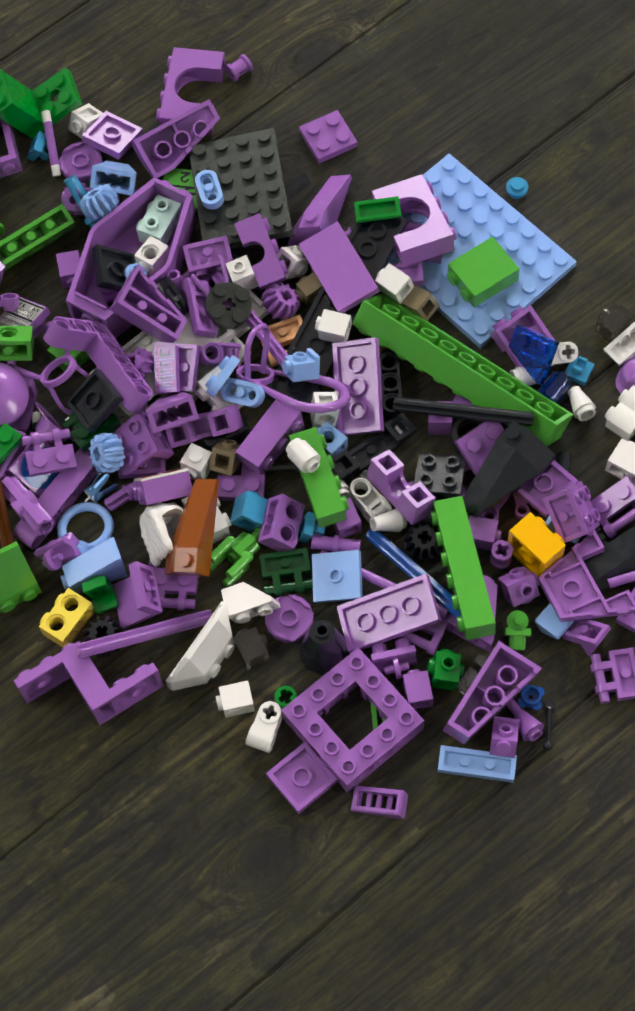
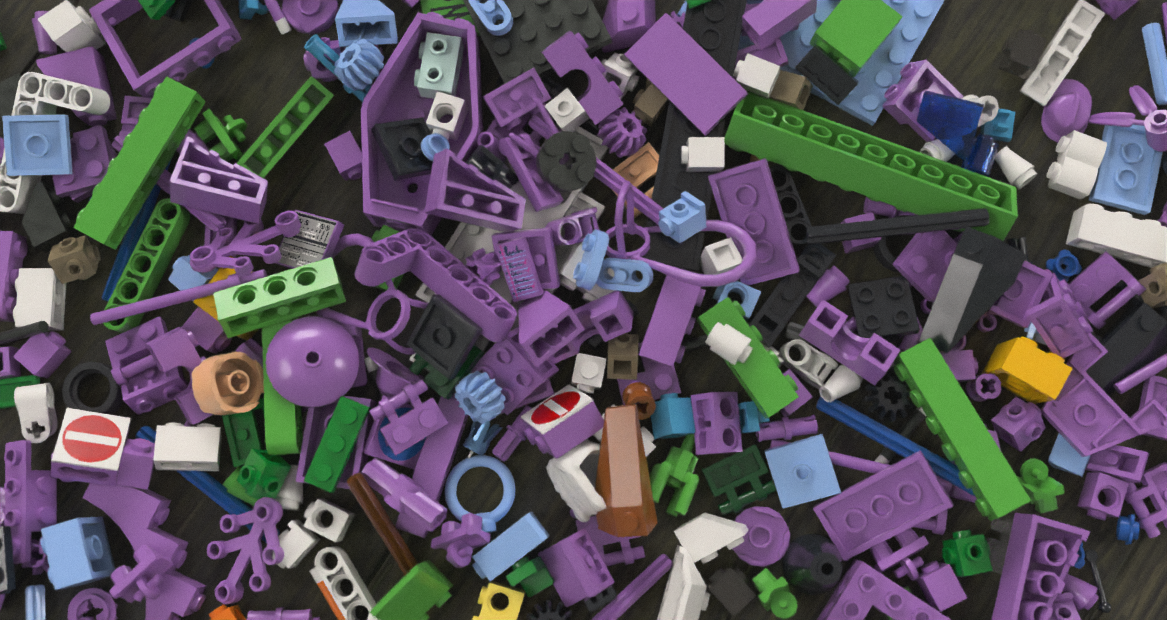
camera: 20 degrees left, 15 degrees up
(147, 615) = (601, 599): none -> black tile
(228, 485) = (640, 393): none -> dark orange wheel
(282, 654) = (775, 595): none -> bright green hips
(406, 449) = (828, 286): none -> medium lavender cone
(450, 297) = (826, 74): none -> black plate
(573, 649) = (1114, 491): none -> medium lavender brick
(583, 689) = (1127, 529): none -> blue plate
(599, 479) = (1069, 260): none -> blue plate

